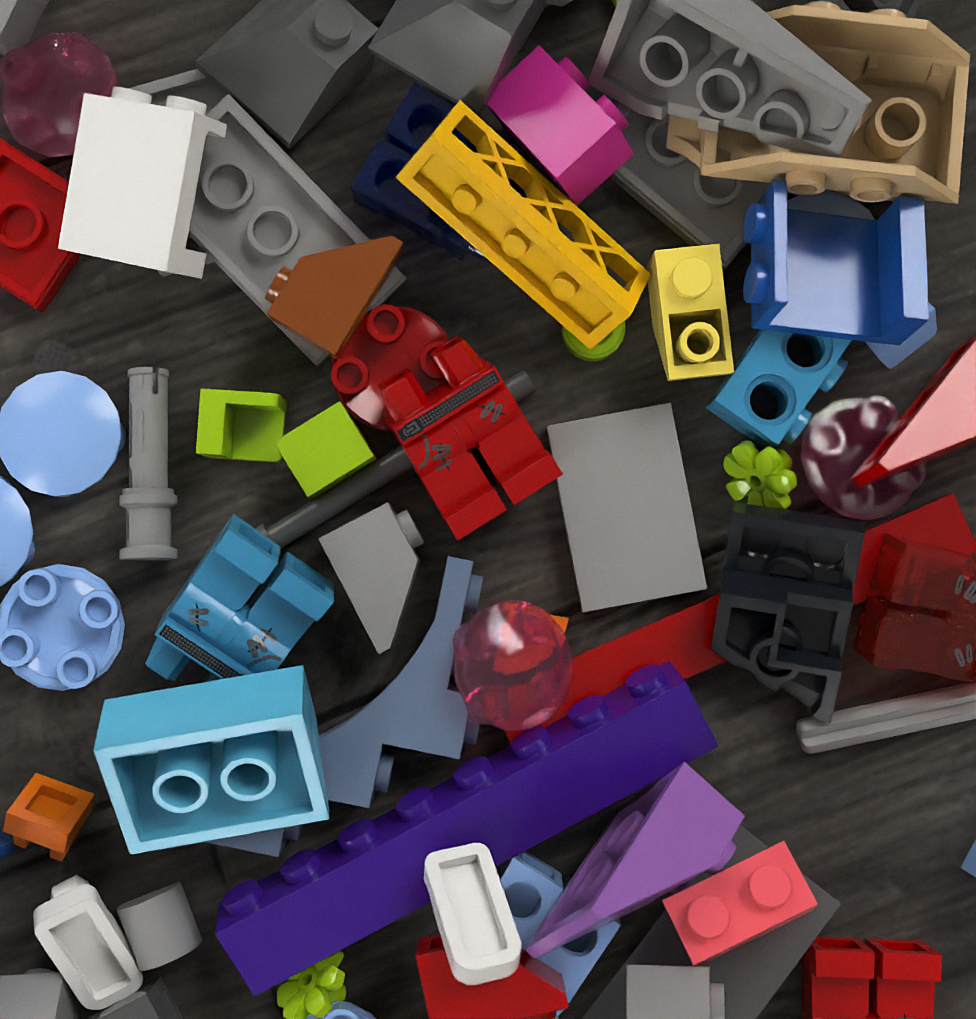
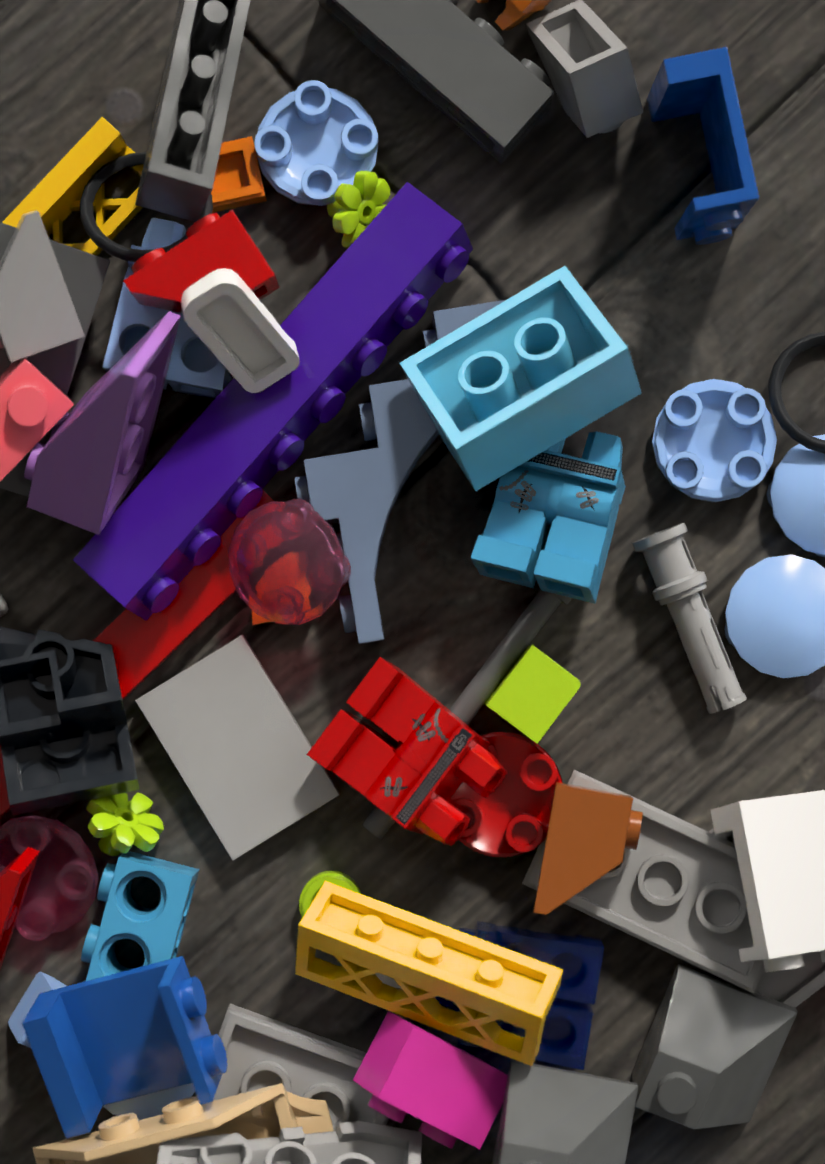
camera: 160 degrees right, 0 degrees up
(48, 815) = (656, 269): orange tile -> none
(87, 944) = (574, 169): white piece -> none
(159, 926) = (518, 207): light grey brick -> none
(240, 425) = (620, 687): lime panel -> none
(377, 568) = (445, 604): light grey slope -> none
(690, 312) = (244, 950): light yellow slope -> none

